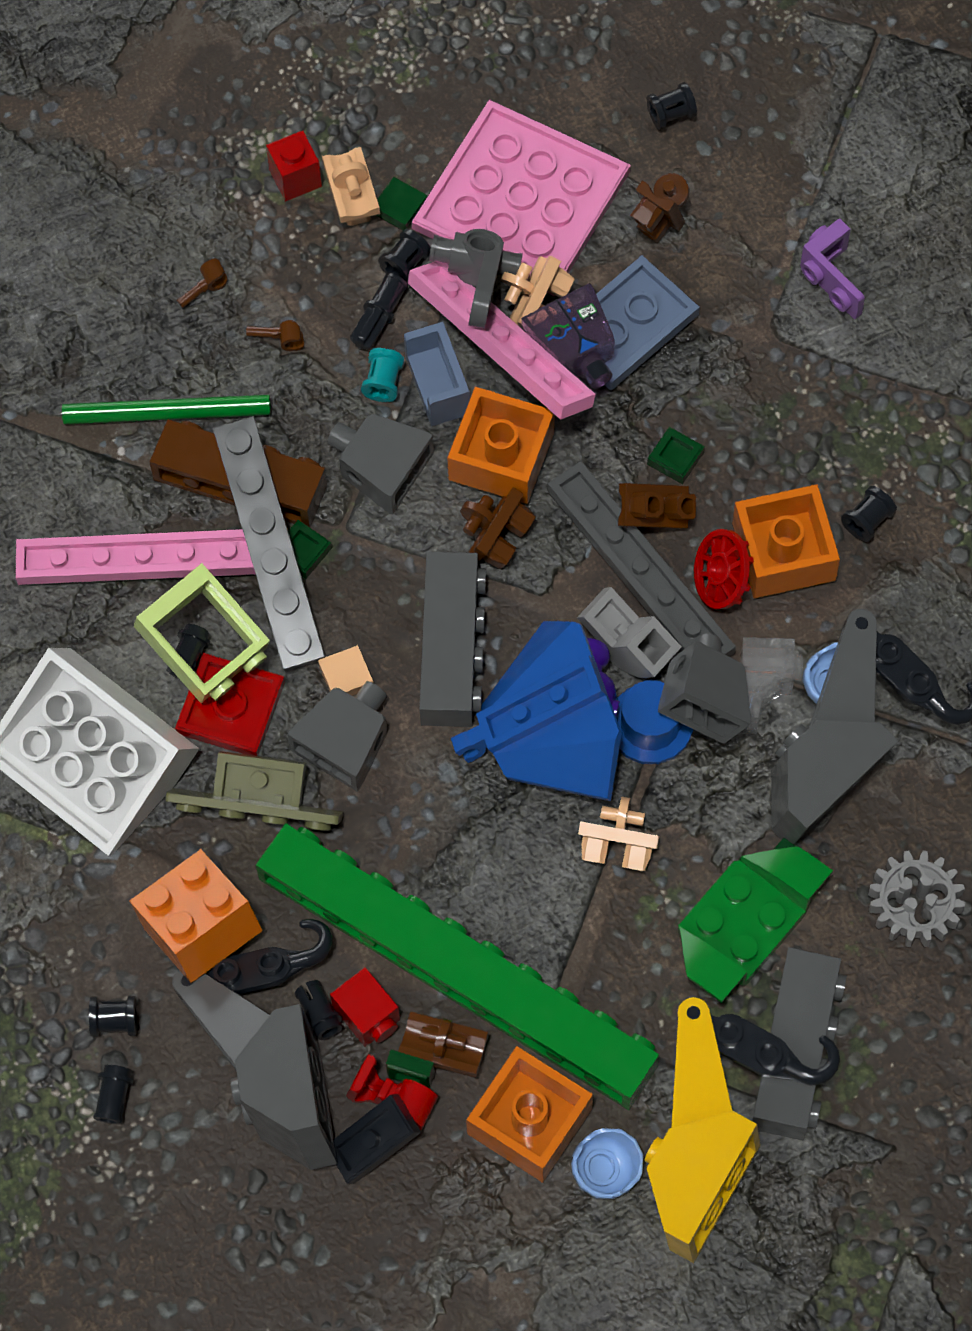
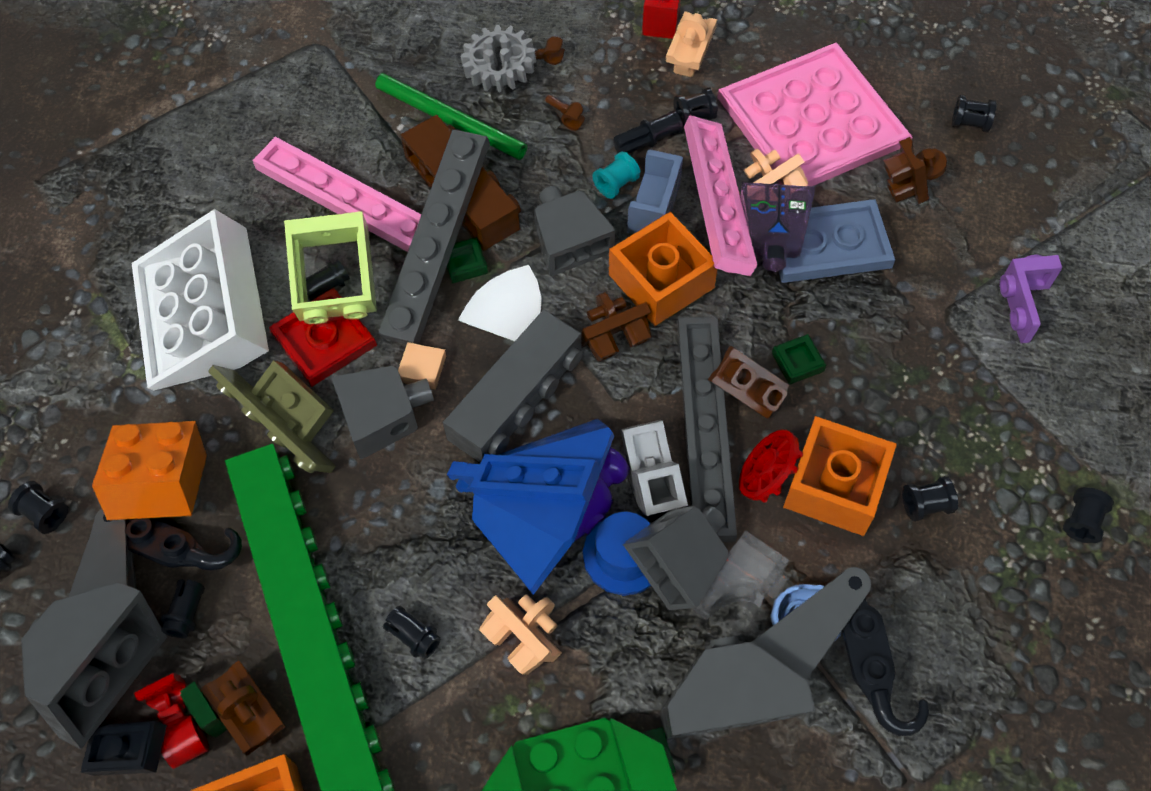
camera: 35 degrees right, 5 degrees down
(147, 314) = (481, 60): none -> light grey gear
(366, 1008) = (214, 632): red brick -> none
(375, 568) = (505, 304): none -> white sticker
(400, 203) = (719, 73): dark green tile -> none
(477, 261) = (742, 132): dark grey piece -> none
(528, 900) = (412, 632): none -> black pin

